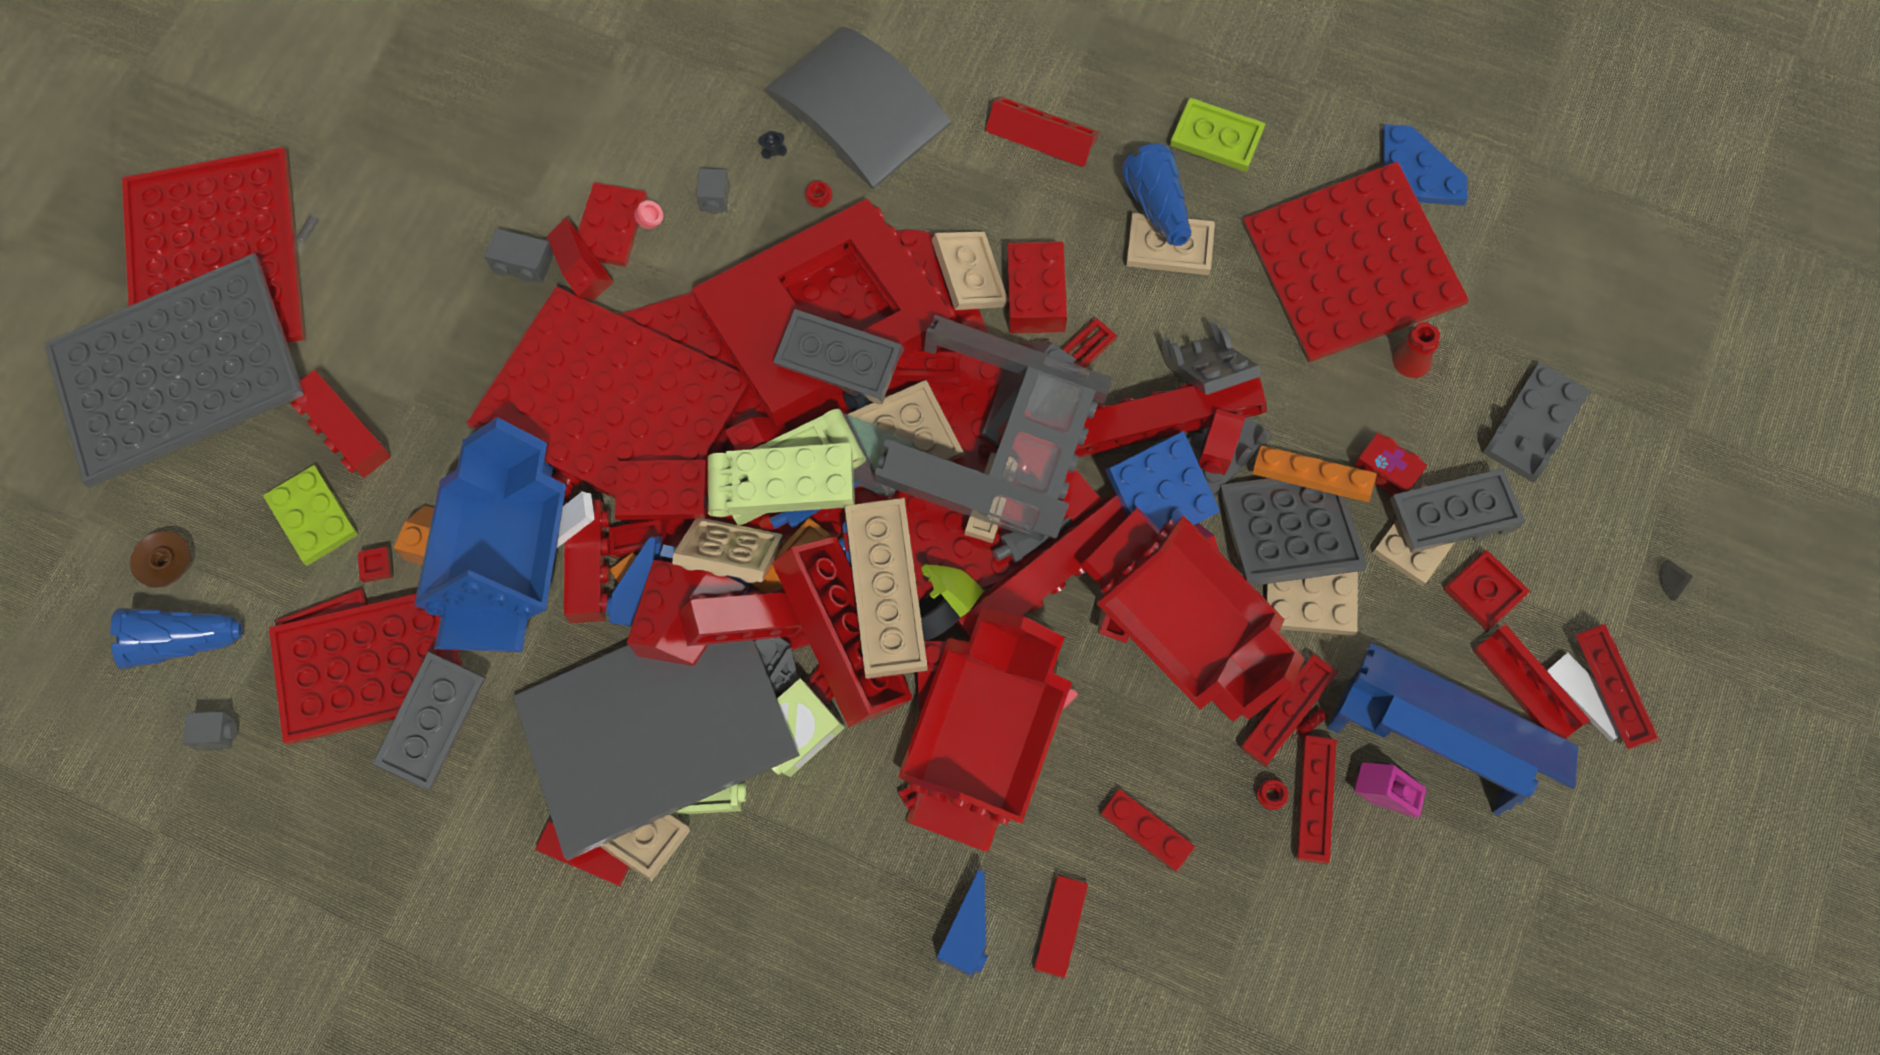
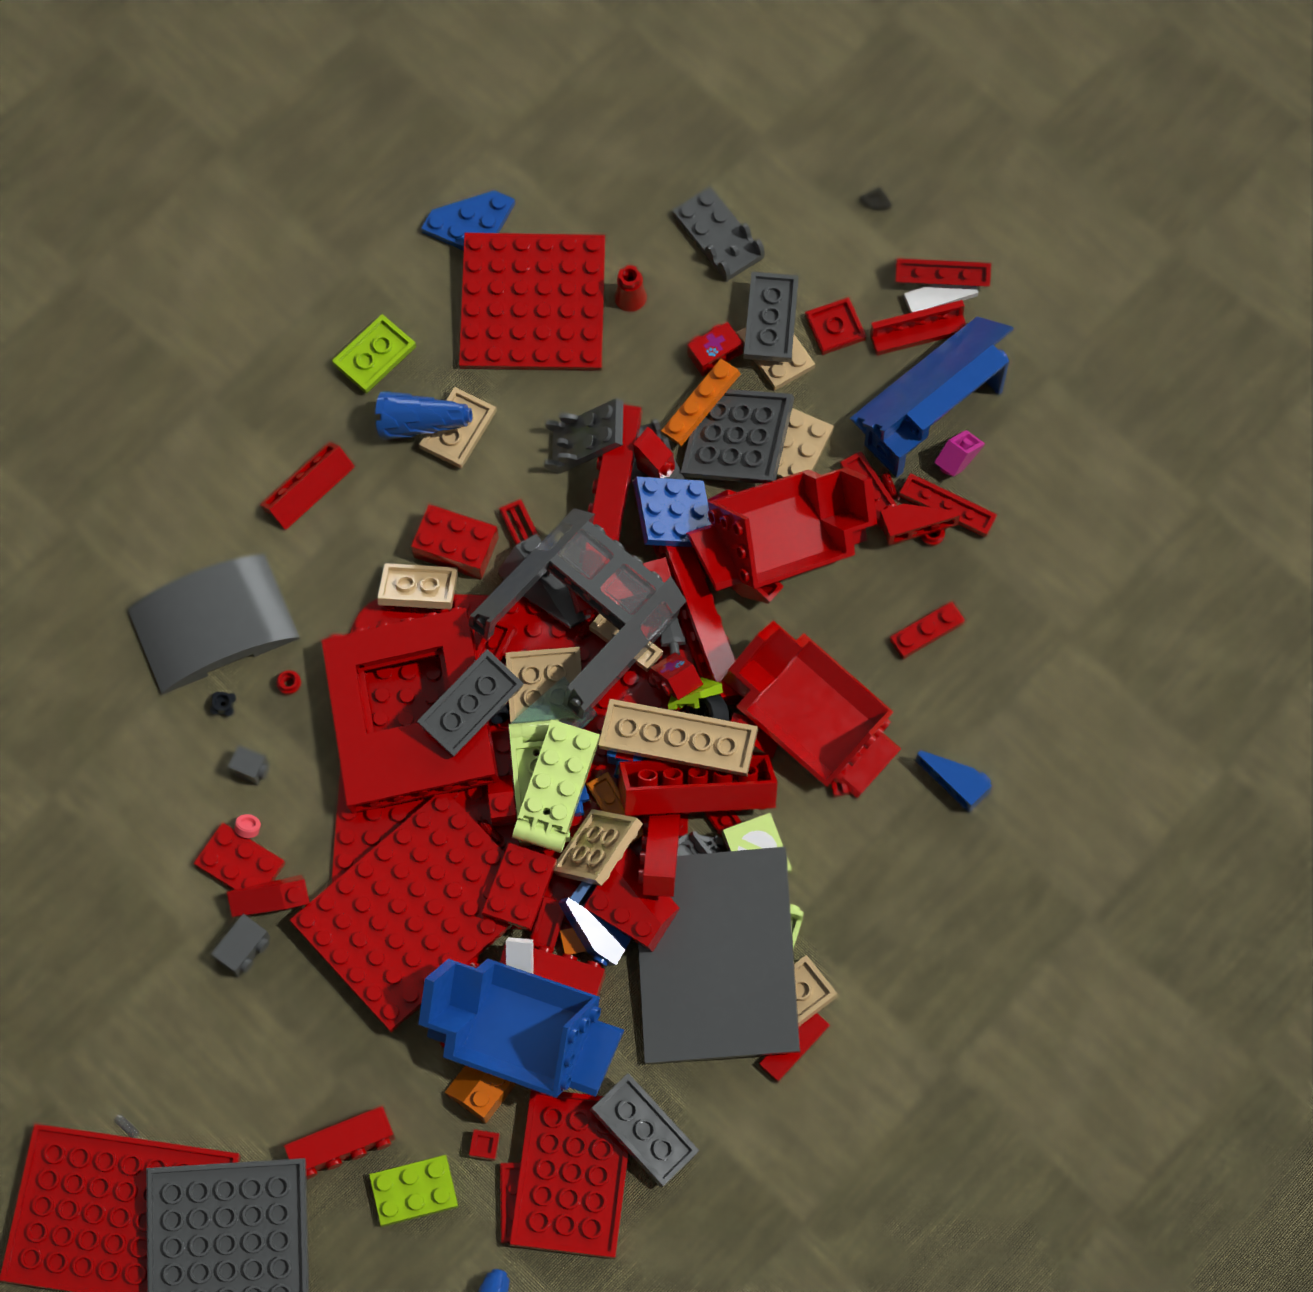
camera: 70 degrees left, 0 degrees up
(962, 561) = (676, 676): none -> red brick
(1061, 927) = (976, 716): red tile -> none
(1270, 759) = (912, 521): none -> red slope

